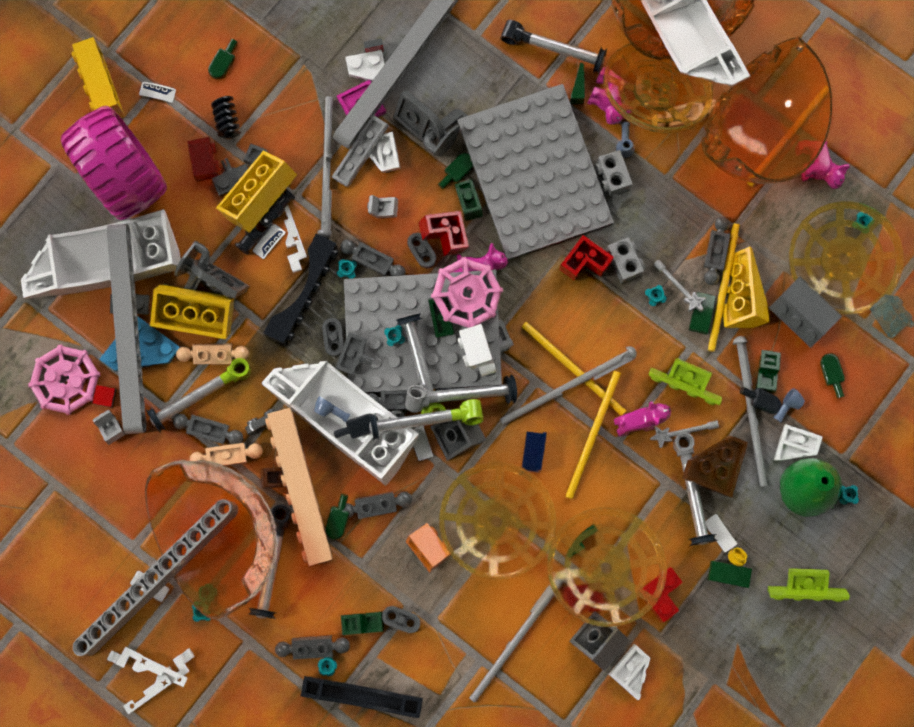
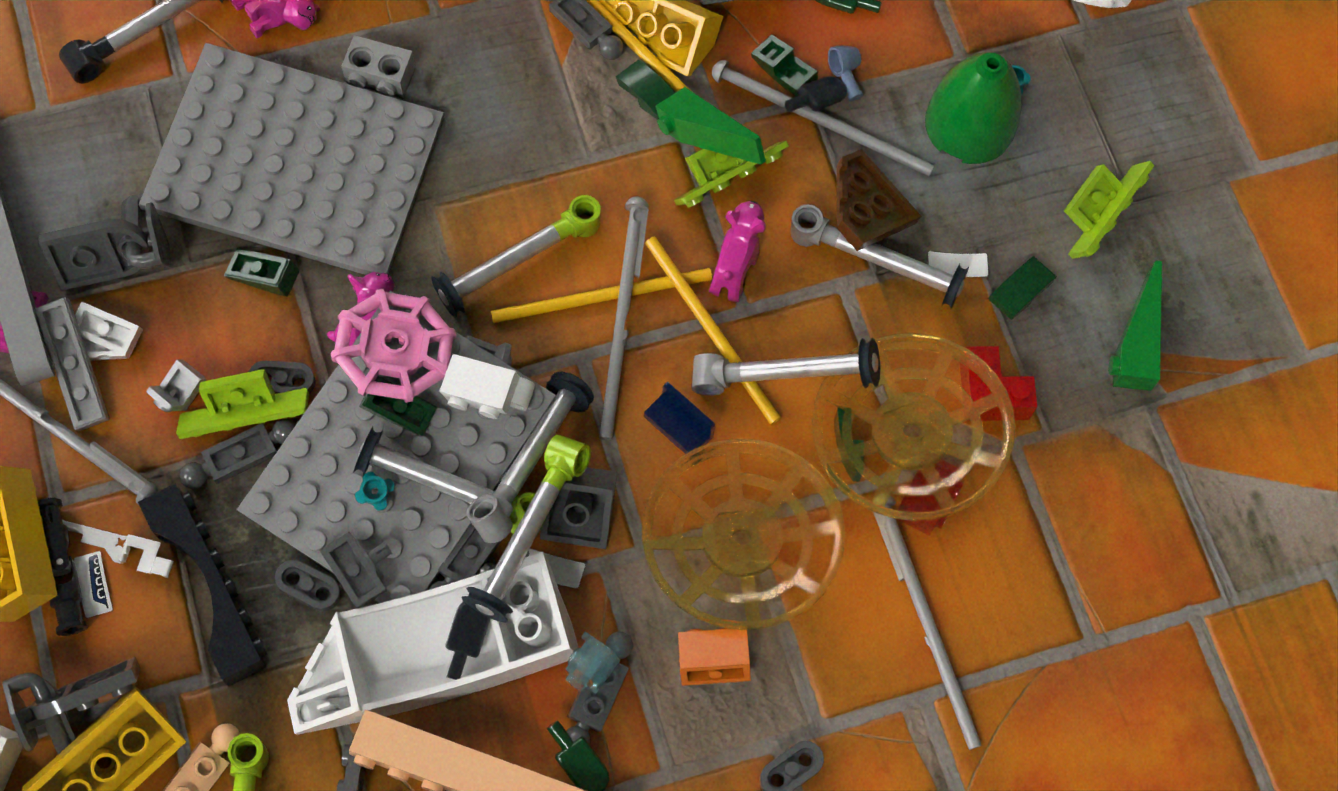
camera: 60 degrees left, 10 degrees down
(324, 407) = (401, 664): sand blue bar -> none
(346, 264) = (214, 498): teal plate -> none
(382, 493) = (590, 664): none -> clear light blue brick
(394, 242) = (240, 402): none -> lime bracket
(448, 228) = (282, 319): red brick -> none
(457, 170) = (208, 258): dark green piece -> none
(565, 314) = (570, 224): none -> piece
(571, 453) = (715, 373): none -> piece
(578, 91) = (228, 31): dark green slope -> none
(586, 254) = (462, 170): red brick -> none
(599, 643) = (1007, 515): dark grey slope -> none
(620, 261) = (502, 139): light grey brick -> none
(626, 152) = (344, 25): sand blue bar -> none
(631, 671) = (1073, 499): white wing -> none
(655, 290) = (582, 121): teal plate -> none
(664, 435) = (778, 244): light grey piece -> none
(692, 300) = (623, 86): light grey piece -> none
(696, 352) = (704, 126): none -> green slope
(736, 655) = (1139, 350): none -> green slope
(737, 556) = (1005, 262): yellow plate -> none
(796, 444) = (904, 94): white wing -> none

